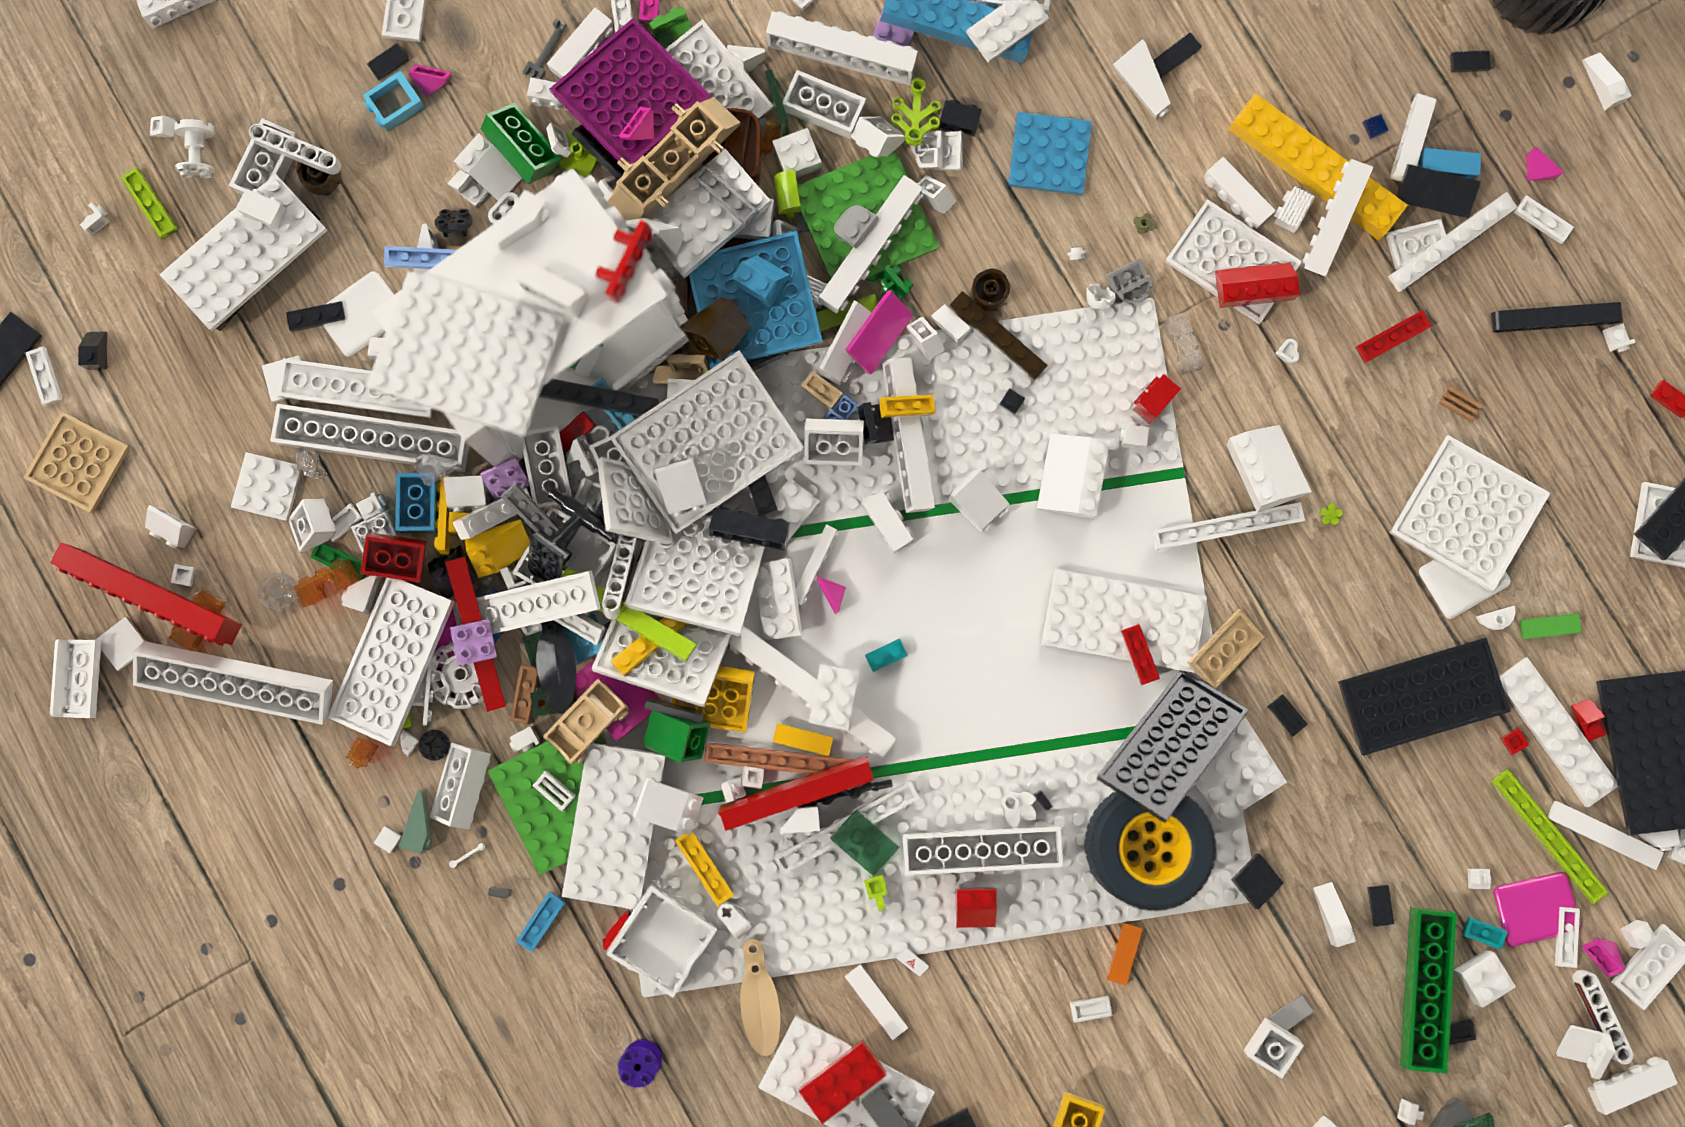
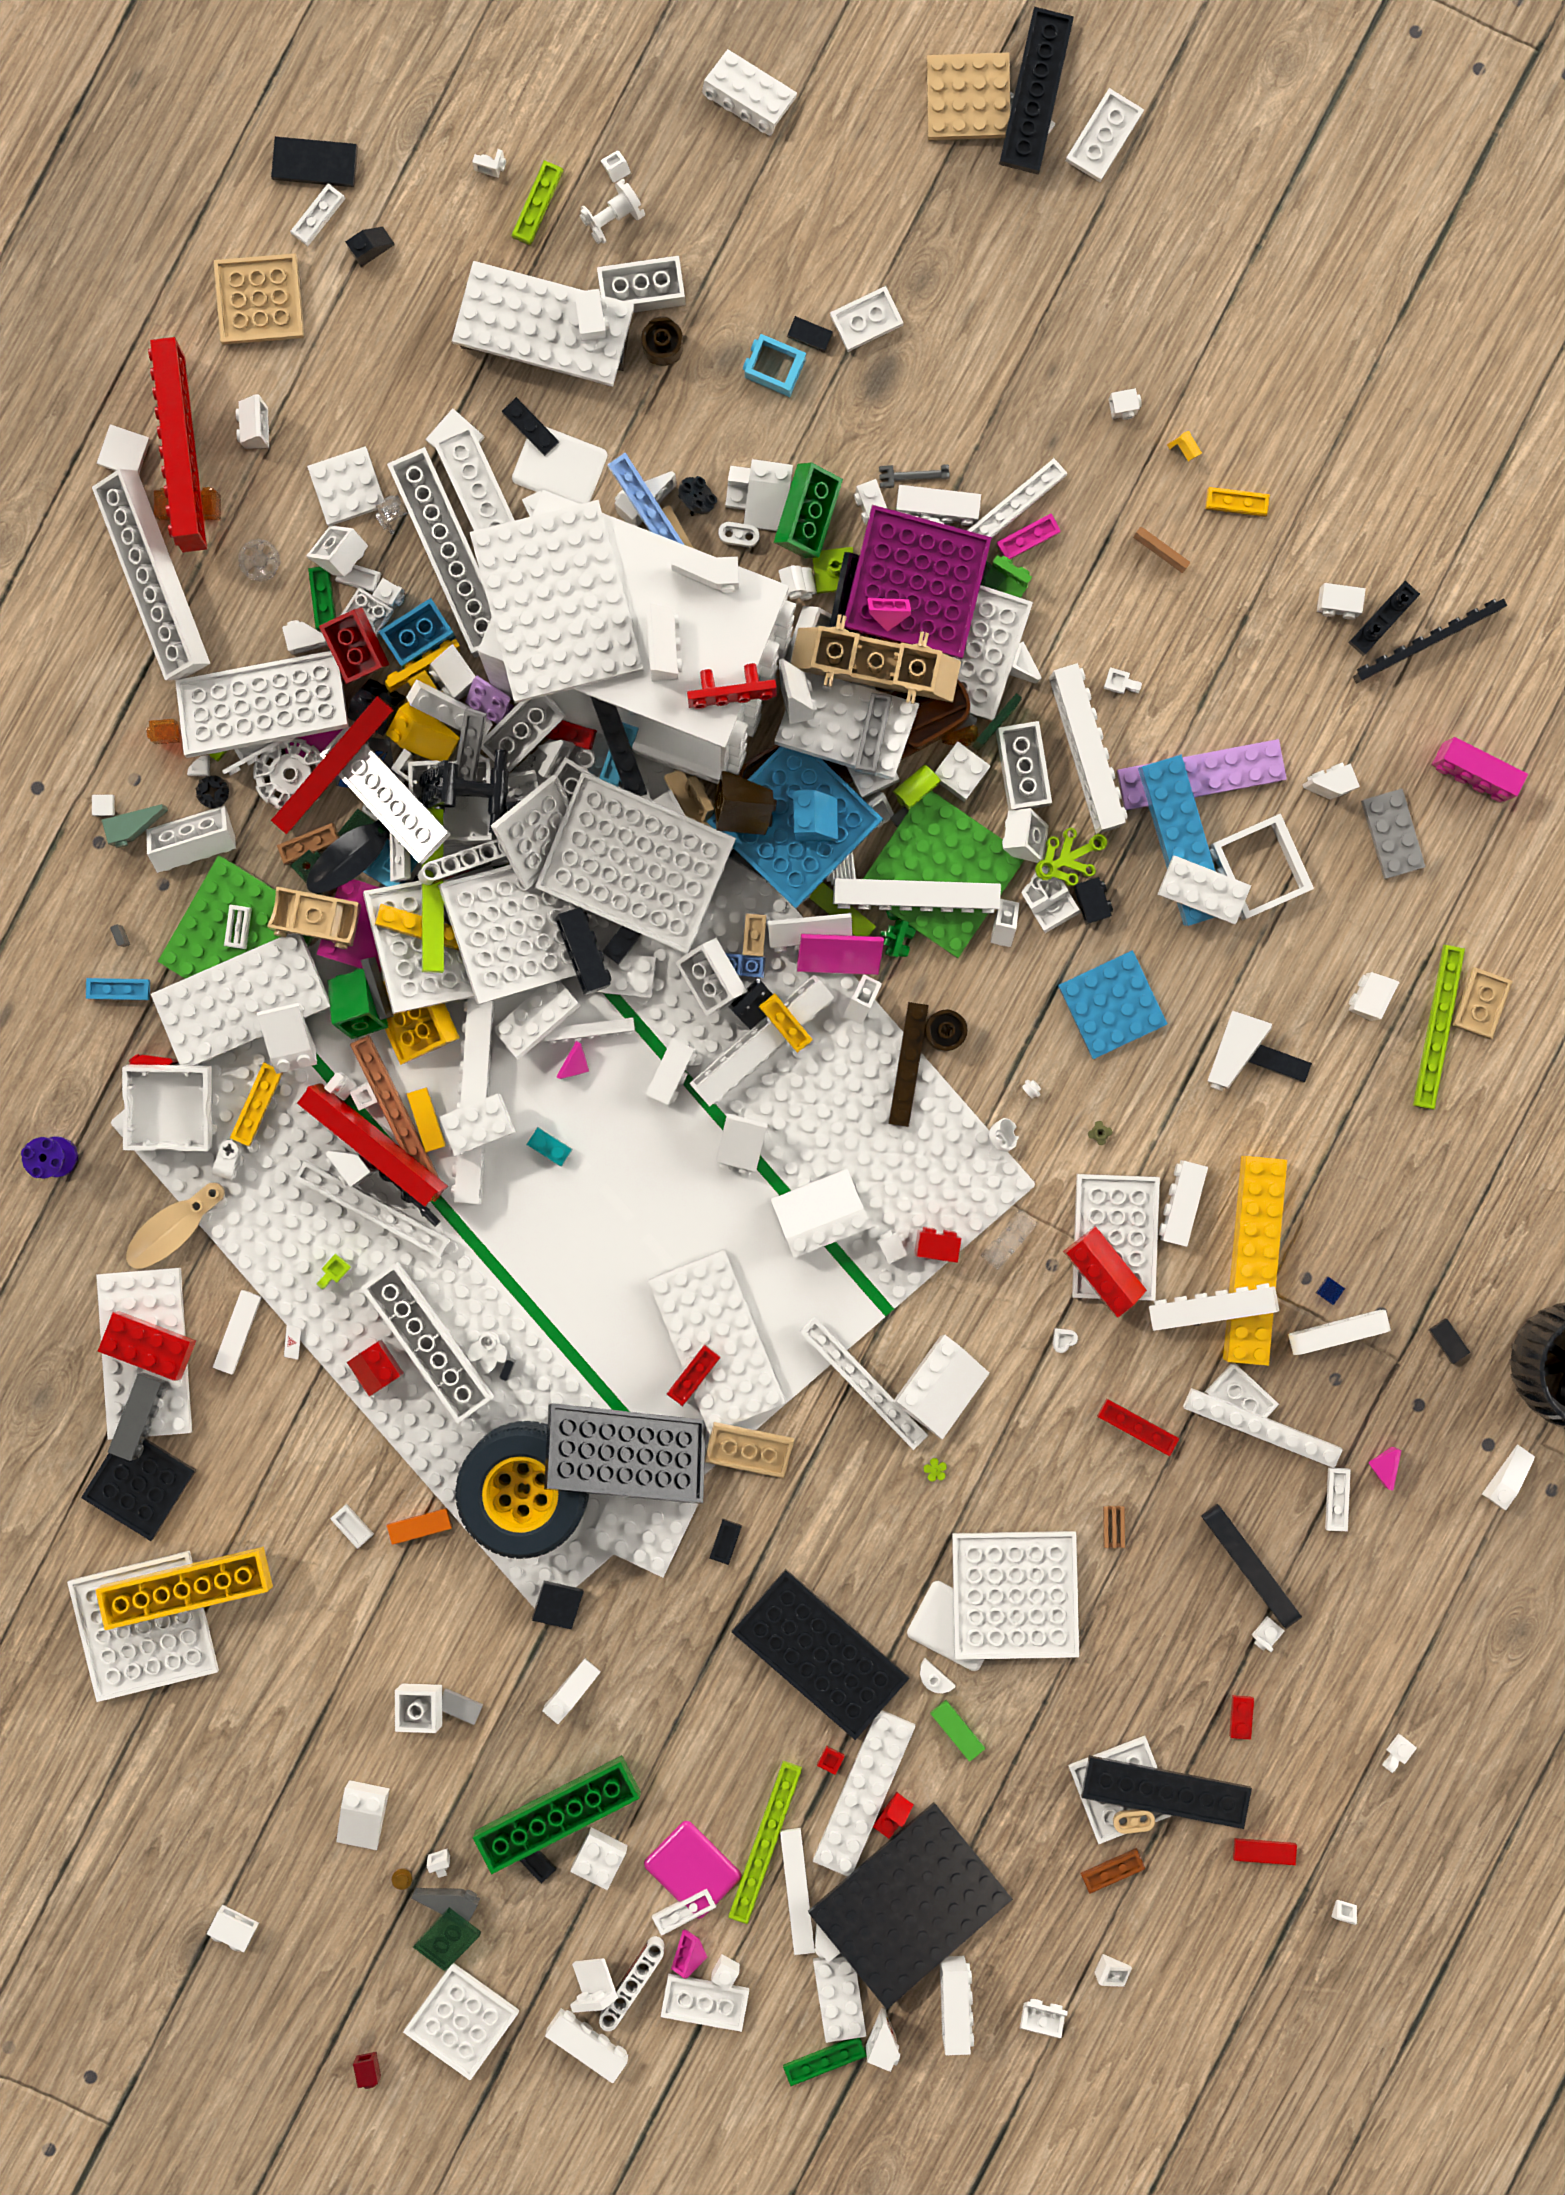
camera: 55 degrees right, 5 degrees up
(75, 678) = (65, 430): white bracket -> none
(183, 575) = (219, 464): white plate -> none
(287, 144) = (665, 297): white beam -> none
(312, 589) = (308, 607): clear orange arch -> none
(428, 78) = (818, 383): dark pink slope -> none
(434, 468) = (455, 629): clear slope -> none
(454, 863) = (120, 878): white hinge -> none
(473, 642) = (322, 768): lavender bracket -> none
(525, 739) = (268, 871): white brick -> none
(558, 140) = (833, 543): white plate -> none
(662, 262) = (770, 718): clear arch -> none
(680, 487) = (578, 864): white slope -> none
(854, 225) = (923, 868): light grey slope -> none
(864, 842) = (368, 1233): clear green tile -> none
(951, 323) = (892, 1013): white tile -> none
(1012, 401) = (854, 1115): black plate -> none
(1130, 282) = (1035, 1154): light grey slope -> none
(1294, 209) = (1200, 1263): white brick -> none
(1380, 905) = (606, 1728): black tile -> none
(1438, 191) = (1301, 1385): black tile -> none
(1452, 162) = (1334, 1381): dark azure brick -> none
(1479, 879) = (686, 1801): white tile -> none
(1484, 933) = (640, 1835): teal plate -> none

